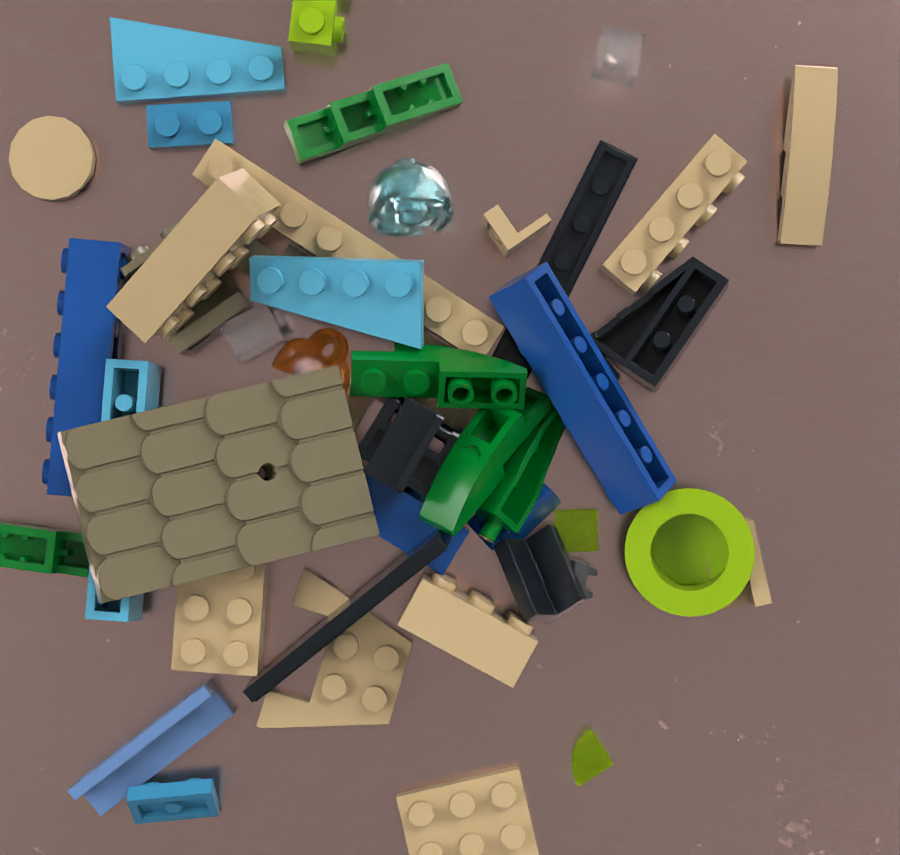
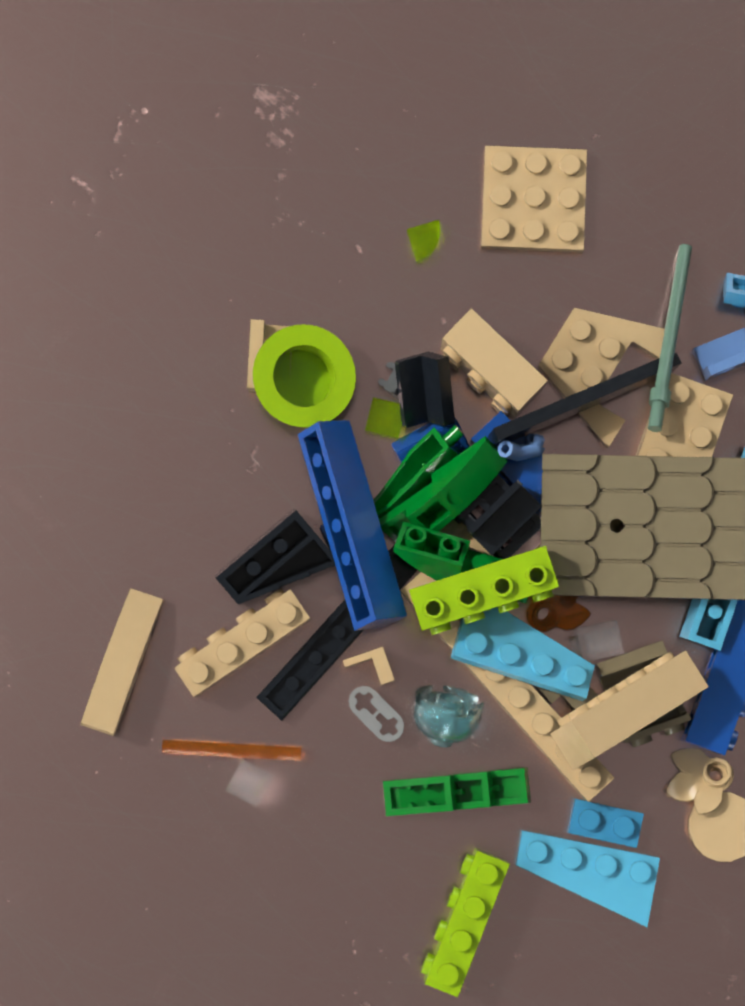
camera: 165 degrees left, 5 degrees down
(98, 201) = (694, 780): none -> tan plate
(257, 645) = (660, 394): none -> sand green bar
(405, 349) = (484, 588): none -> lime brick
(406, 530) = (520, 452): none -> medium blue arm
(497, 169) = (370, 720): none -> light grey beam
(649, 90) = (231, 750): none -> clear orange bar

